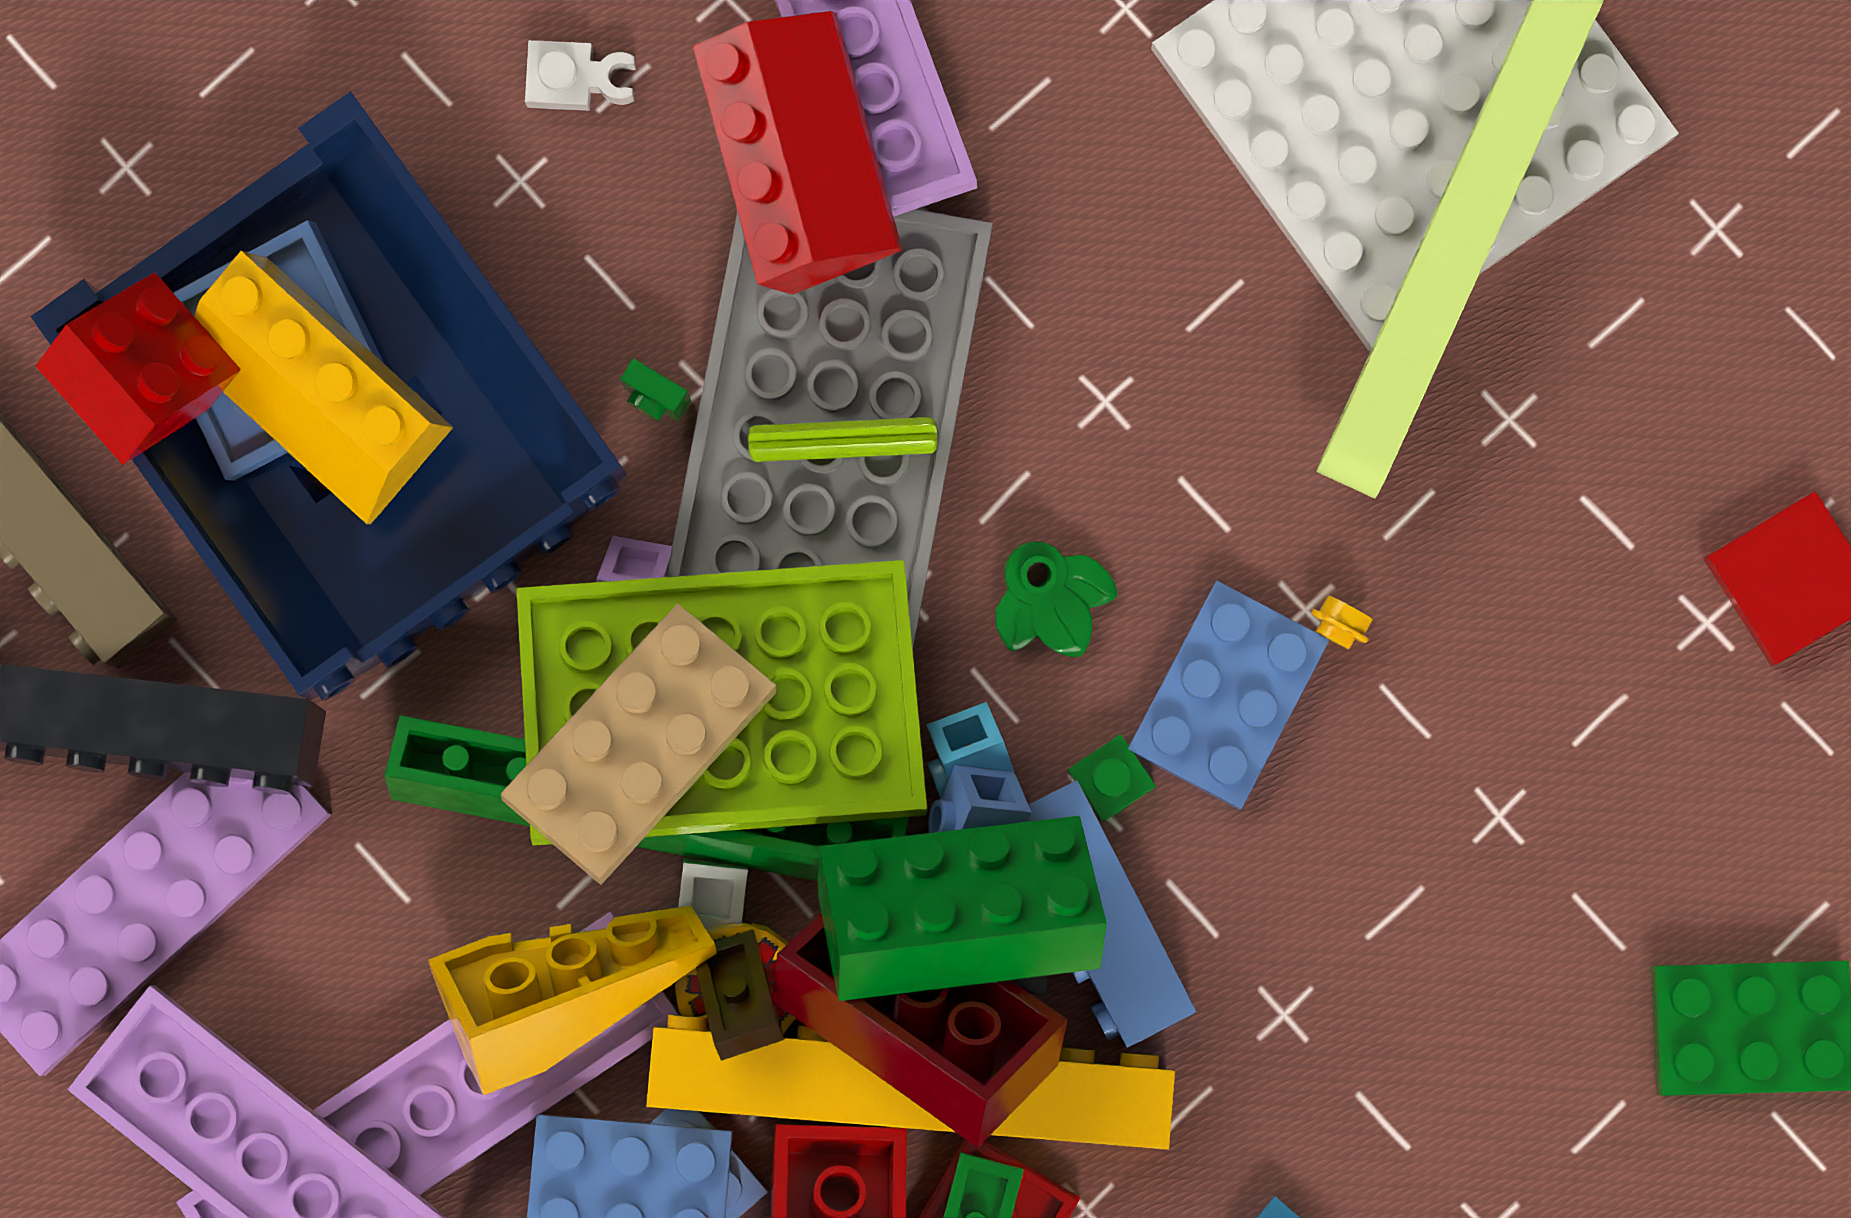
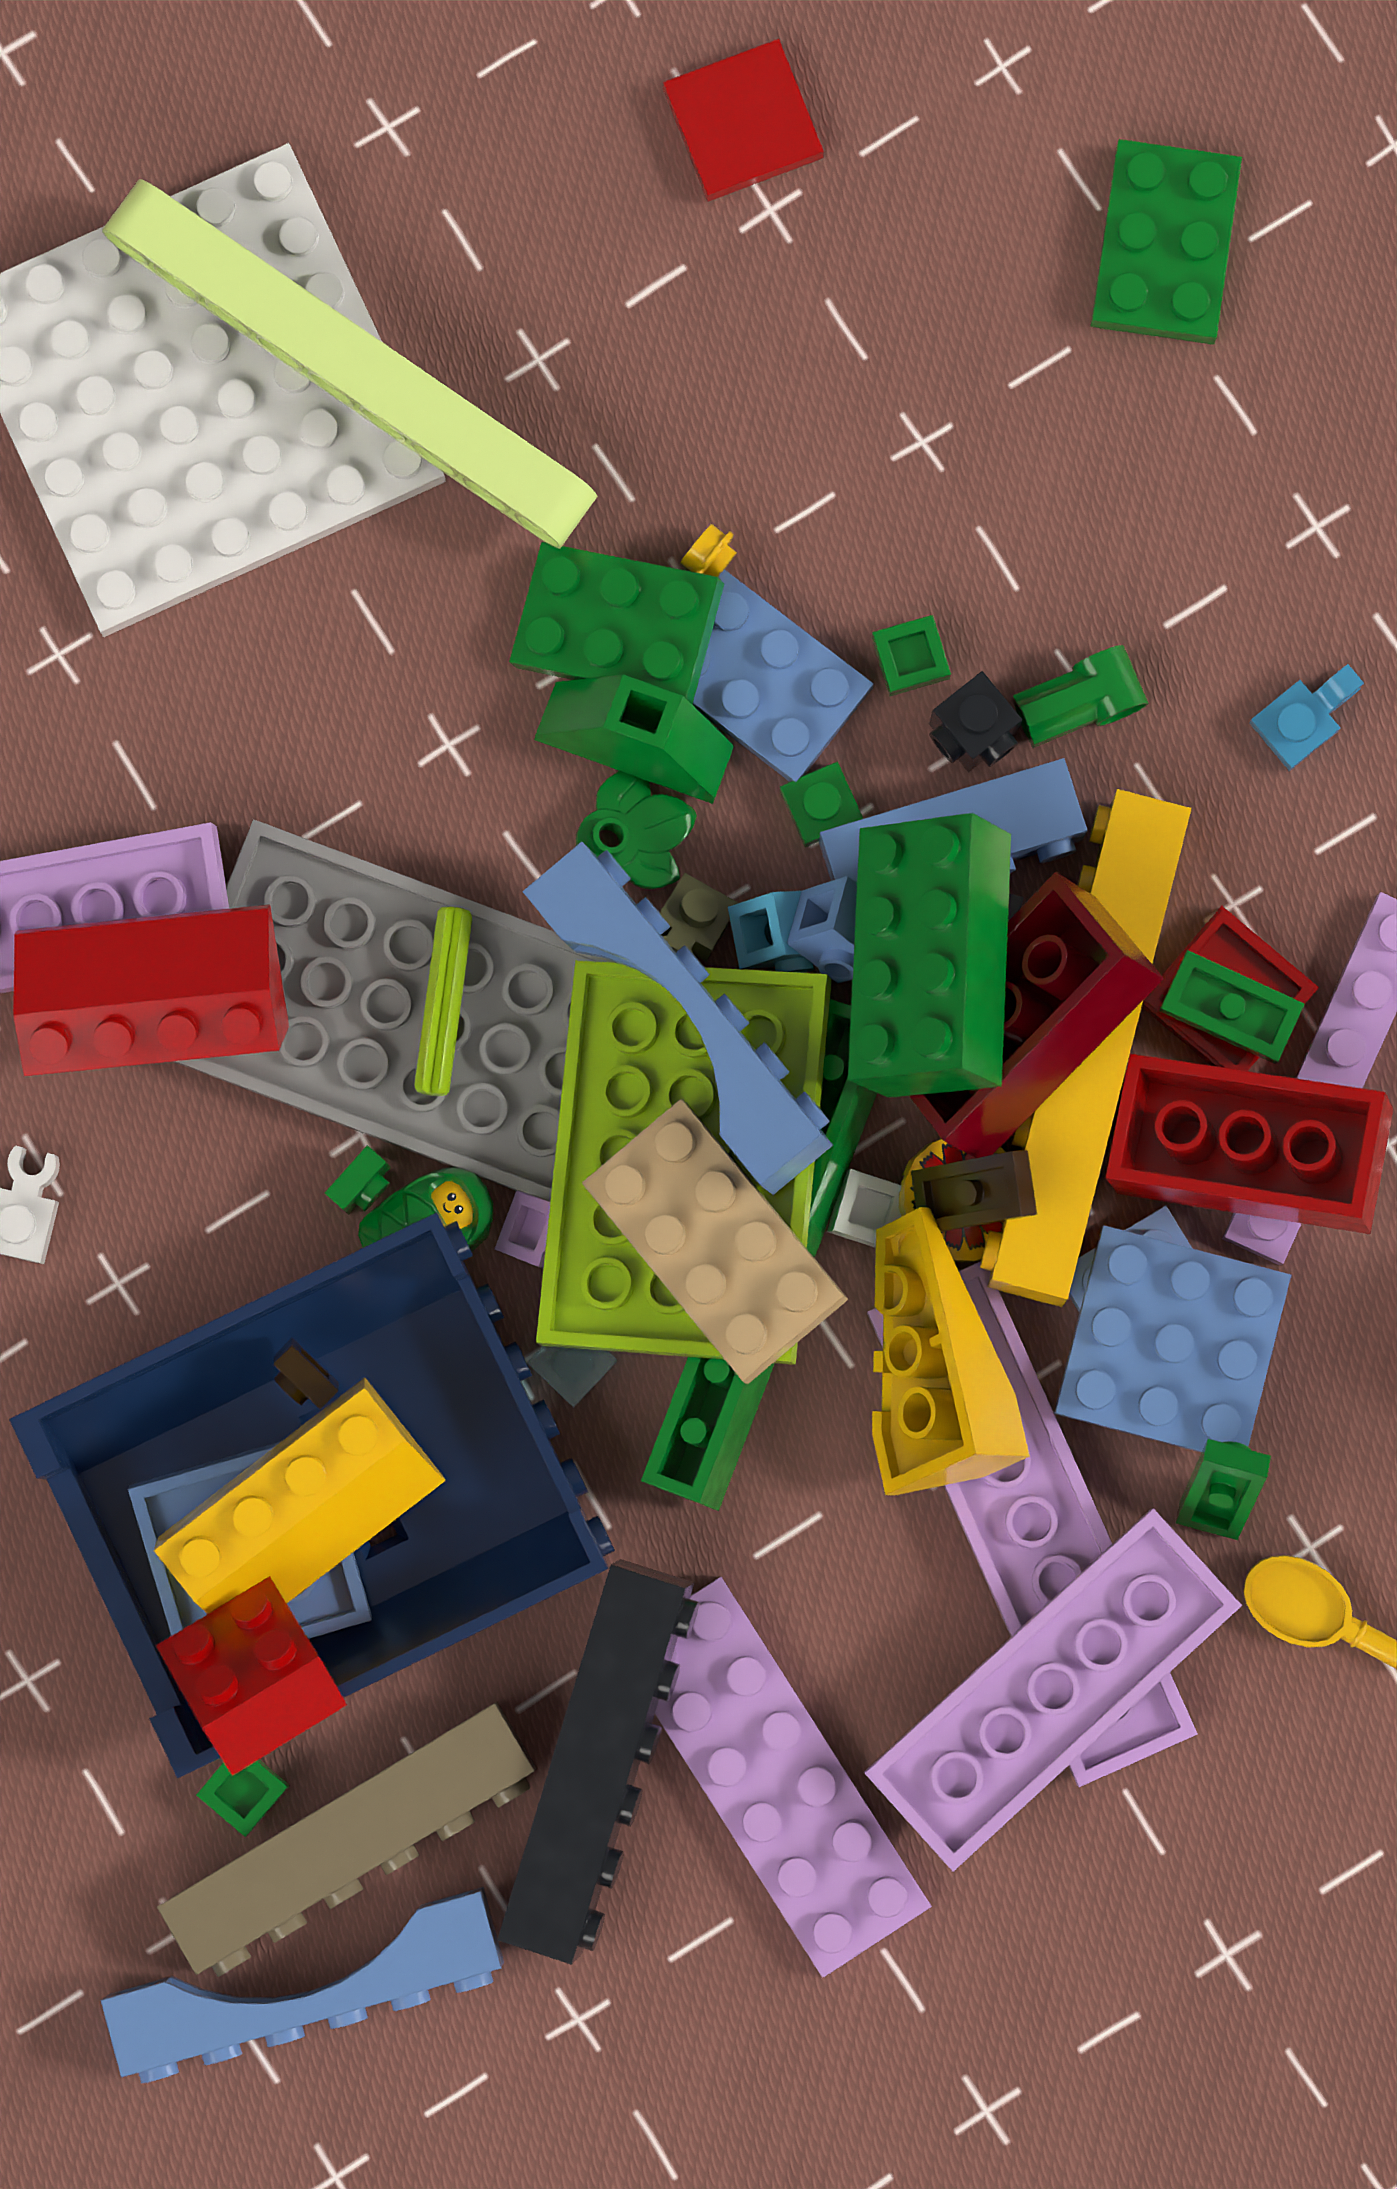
camera: 80 degrees left, 0 degrees up
(37, 396) = (244, 1796): none -> green plate
(446, 368) = (303, 1376): none -> dark brown plate
(500, 630) = (572, 1370): none -> clear light blue plate
(654, 474) = (448, 1191): none -> green piece
(771, 763) = (758, 1114): none -> medium blue arch
(966, 669) = (696, 917): none -> olive plate
(1146, 583) = (637, 732): none -> green slope
(1215, 917) = (975, 724): none -> black brick
(1254, 543) = (616, 617): none -> green plate
(1272, 1031) = (1096, 691): none -> green piece
(1276, 841) = (911, 655): none -> green plate

